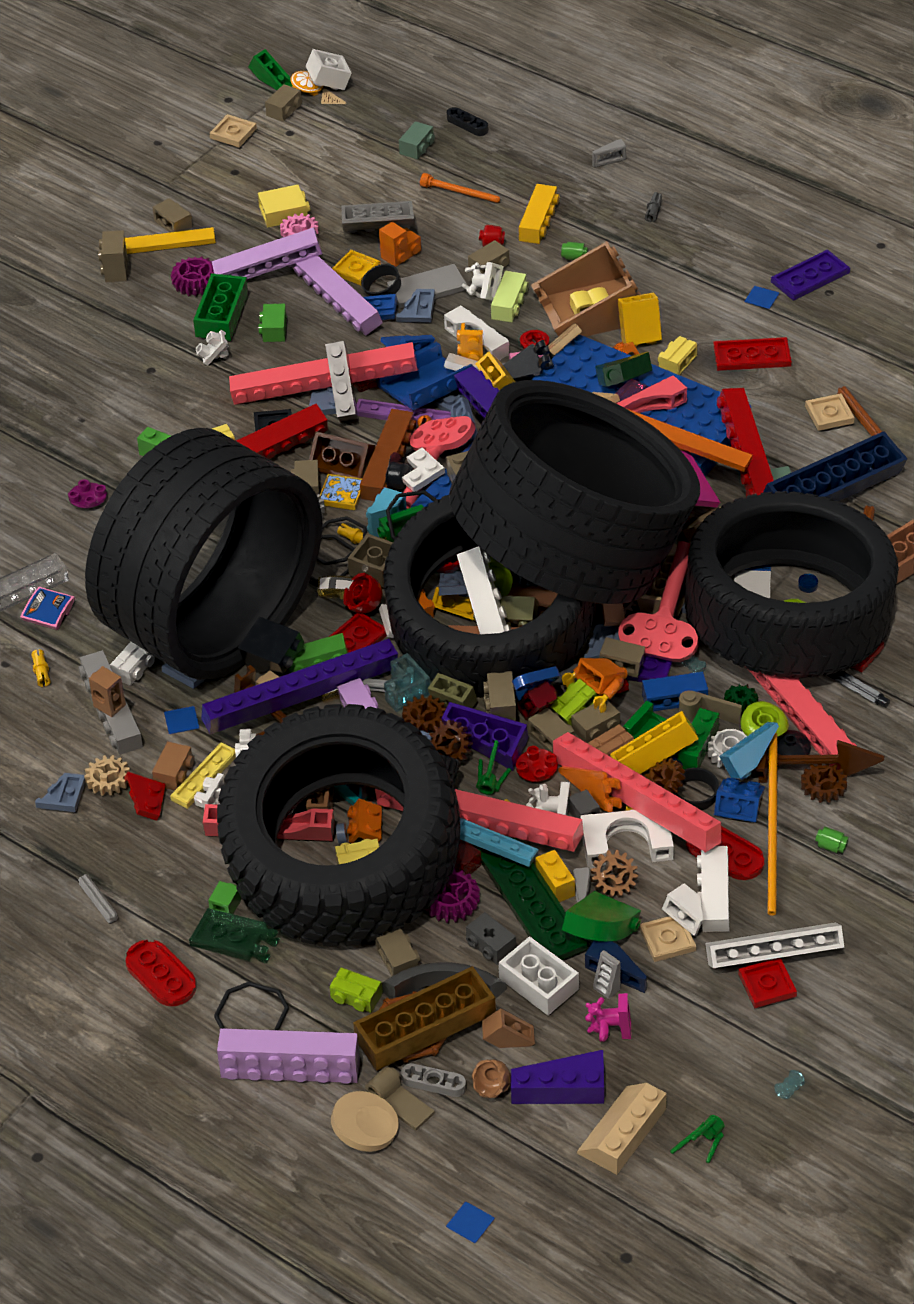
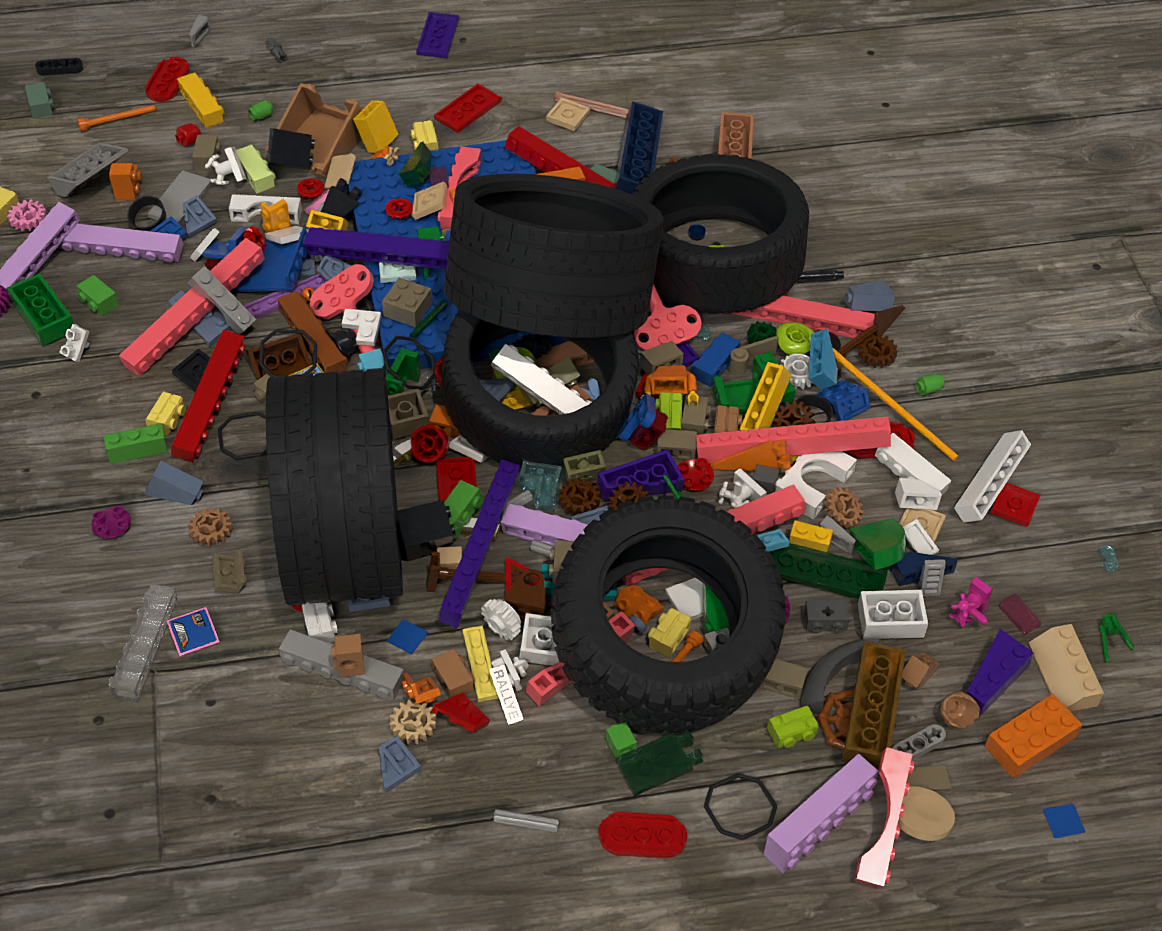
camera: 50 degrees left, 5 degrees up
(40, 668) = (248, 682): yellow pin -> none
(129, 753) = (421, 690): none -> orange bracket
(189, 806) = (506, 694): none -> white sticker
(326, 437) = (287, 331): none -> black piece
(355, 266) = (107, 215): yellow tile -> none
(360, 1065) = (893, 772): none -> arch
(398, 331) = (204, 244): none -> white tile
(425, 346) = (253, 233): none -> red gear
(499, 695) = (625, 444): dark tan brick -> none
(523, 184) = (163, 82): none -> red tile
(525, 1144) = (1033, 735): none -> orange brick
(542, 293) = (290, 149): none -> black slope
(583, 299) = (324, 137): light yellow brick -> none
(613, 349) = (391, 156): none -> tan plant
(644, 944) = (919, 539): none -> white tile
(649, 1061) = (1019, 614): none -> clear pink tile
(761, 297) = (424, 68): blue sticker -> none
(873, 732) = (870, 296): none -> sand blue slope

